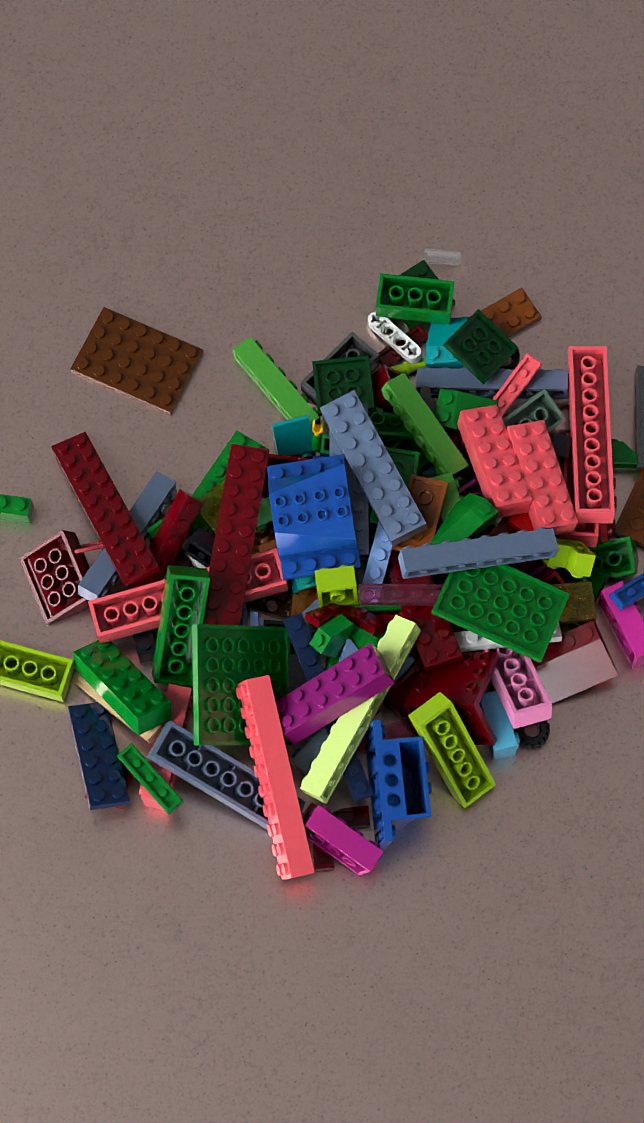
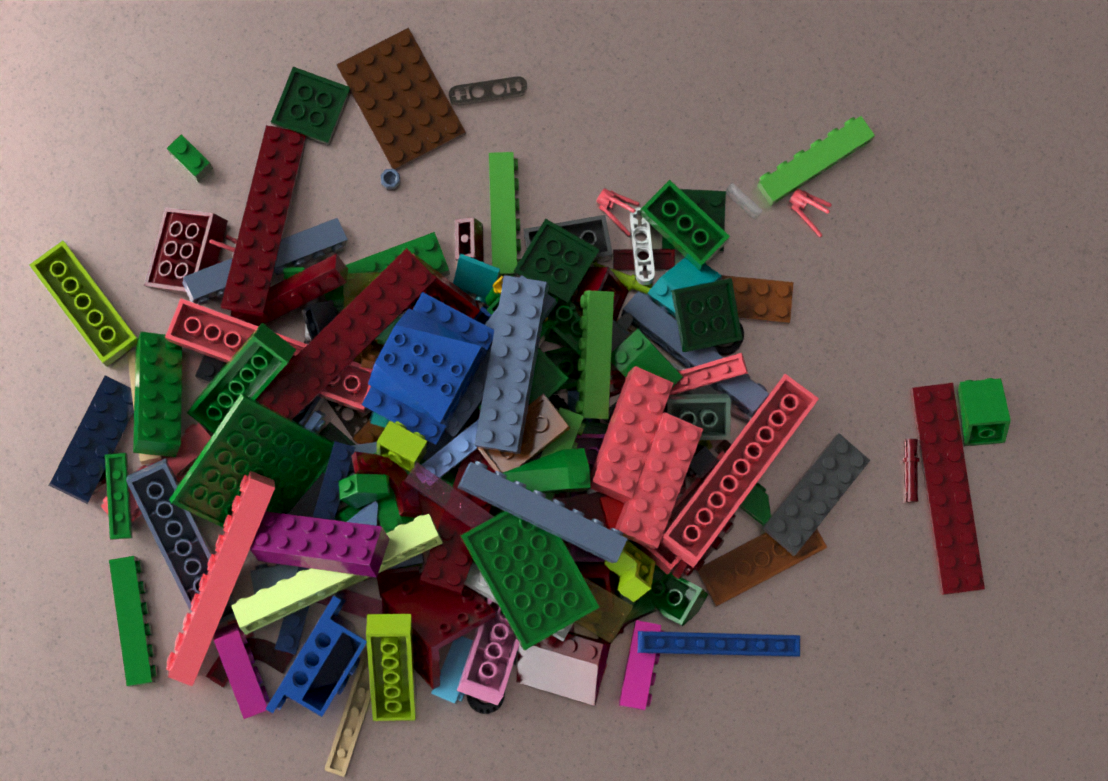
camera: 30 degrees right, 10 degrees up
(73, 409) = (310, 105): none -> dark green plate
(173, 420) = (390, 179): none -> sand blue tile
(196, 310) = (487, 87): none -> clear smoke beam
(227, 869) = (132, 621): none -> green brick
(263, 417) = (469, 238): none -> brick
(344, 323) = (609, 199): none -> coral plant
(449, 820) = (351, 721): none -> tan plate
(470, 195) = (815, 160): none -> bright green brick
(482, 228) = (801, 199): none -> coral plant

